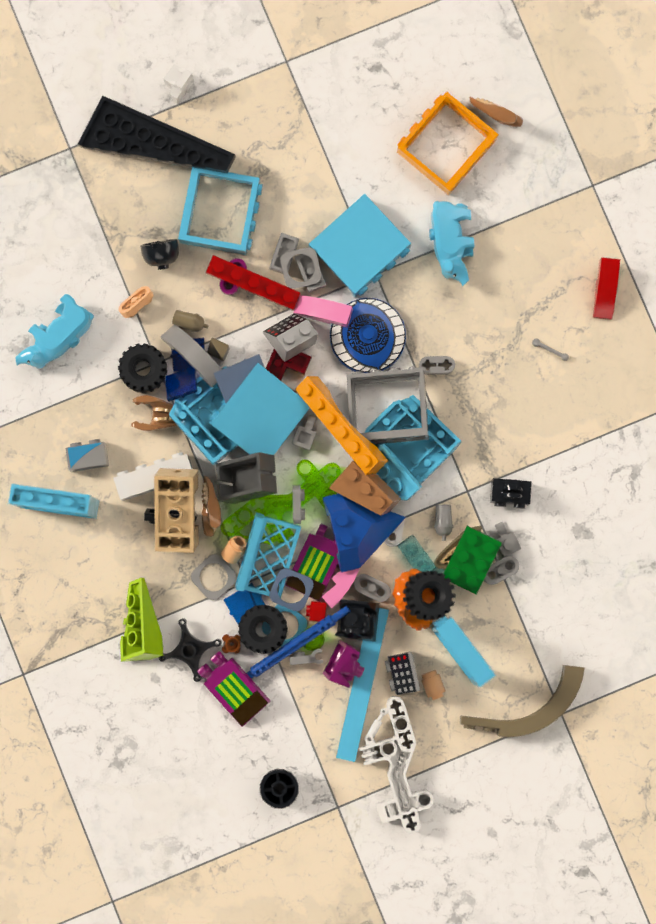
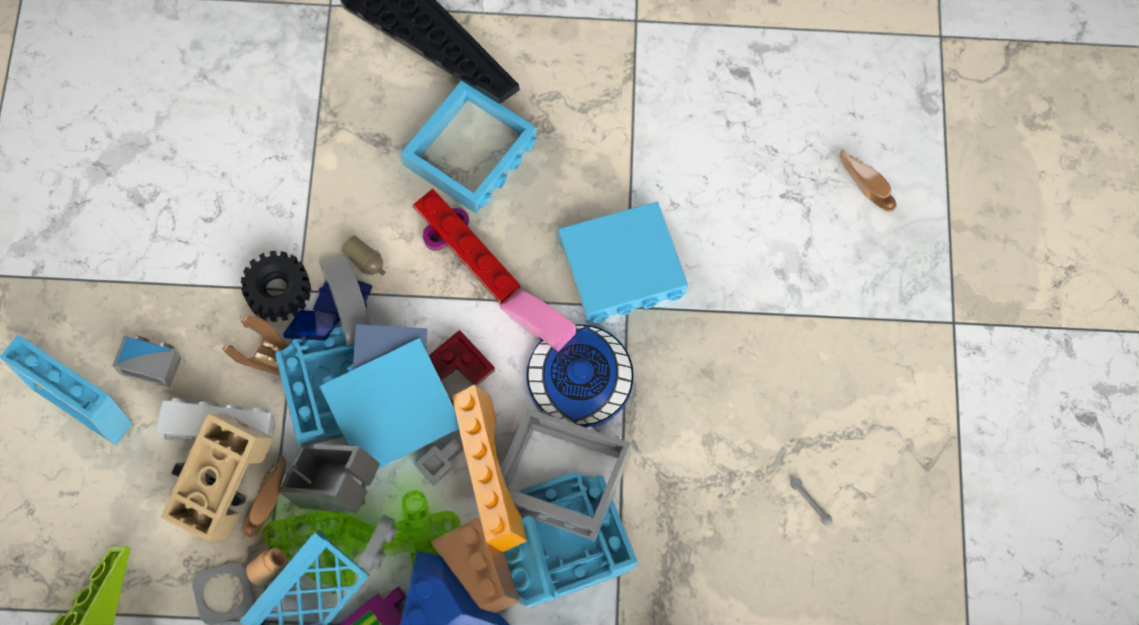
camera: 20 degrees right, 15 degrees down
(59, 336) = (194, 201): medium azure animal -> none
(136, 301) = (303, 207): light nougat plate -> none
(160, 253) = (371, 161): black cylinder -> none
(218, 349) = (382, 306): dark tan slope -> none
(285, 244) = (523, 230): light grey plate -> none
(285, 260) = (544, 275): light grey piece -> none
(291, 336) = (481, 331): light grey slope -> none
(307, 270) = (545, 265): light grey plate -> none
(428, 116) = (778, 151): light orange window -> none
(437, 360) = (654, 447): light grey beam -> none
(448, 239) = (738, 307): medium azure animal -> none
(606, 288) = (919, 454): red slope -> none

